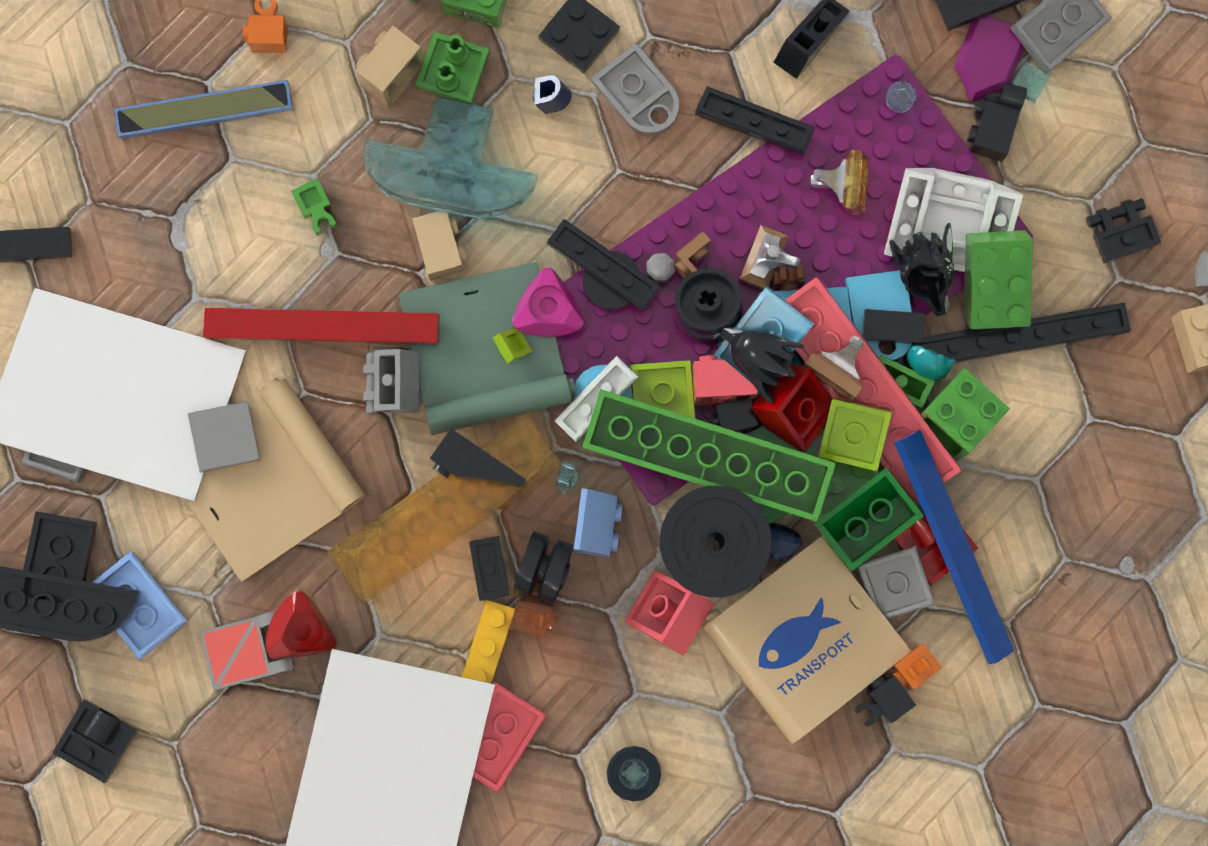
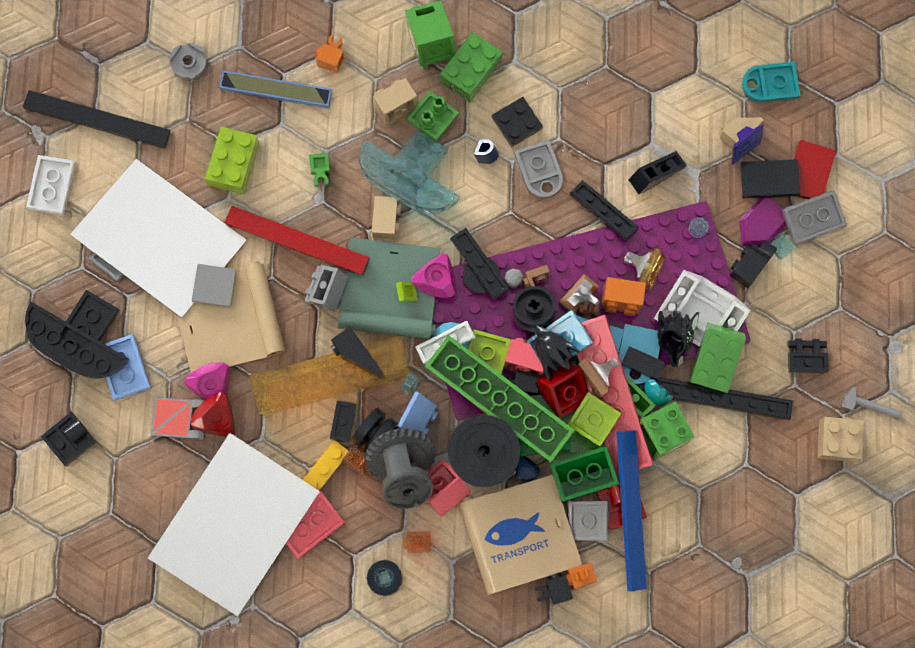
camera: 20 degrees right, 5 degrees down
(72, 105) = (192, 71): none -> light grey plate
(179, 239) = (232, 160): none -> lime brick
(270, 579) = (209, 380): none -> dark pink hat
(600, 596) = (402, 464): none -> dark grey piece
(663, 704) = (418, 542): none -> clear orange brick
(830, 238) = (623, 296): none -> orange brick

